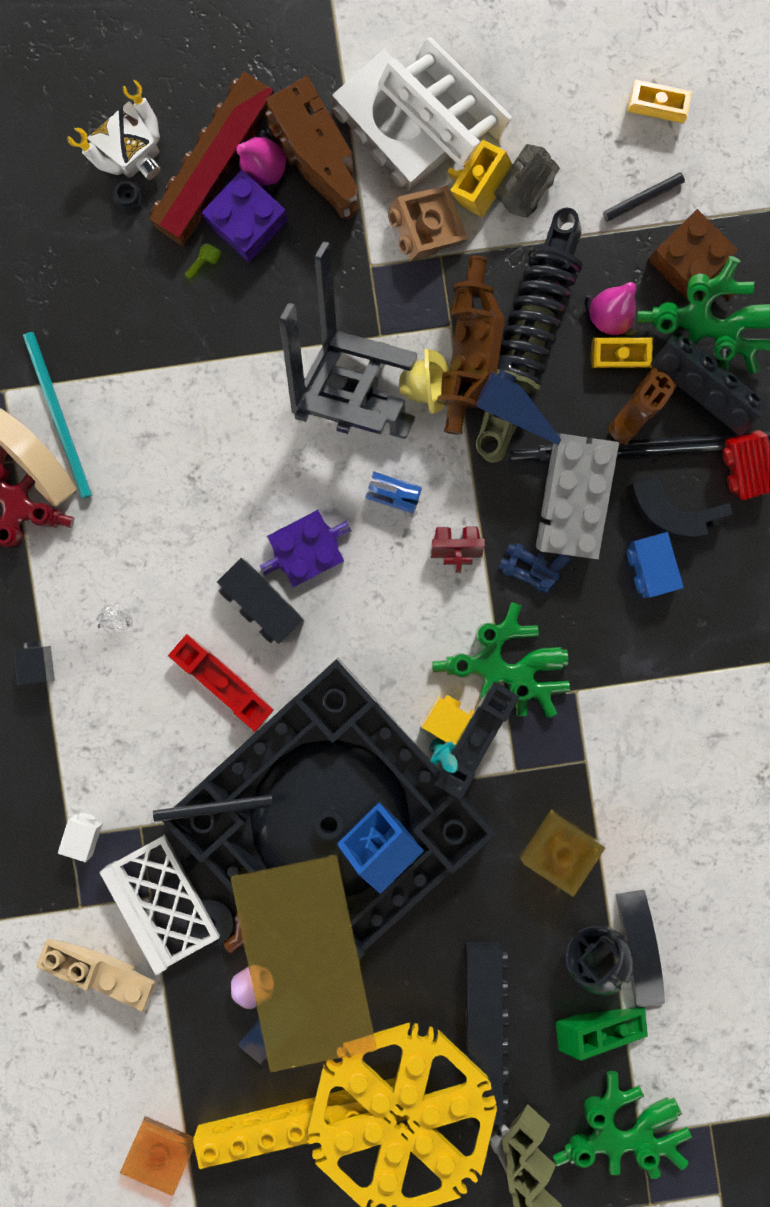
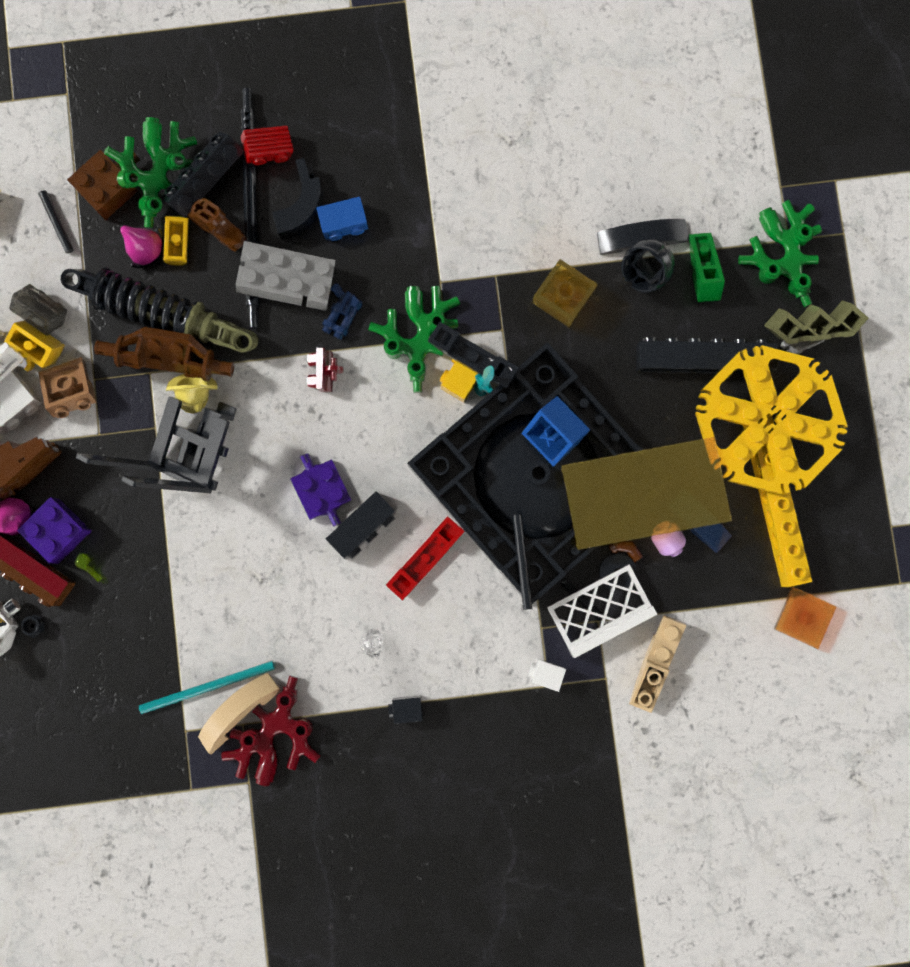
camera: 90 degrees left, 5 degrees down
(404, 497) = (281, 413): blue arm -> none
(510, 402) = (210, 320): dark blue slope -> none

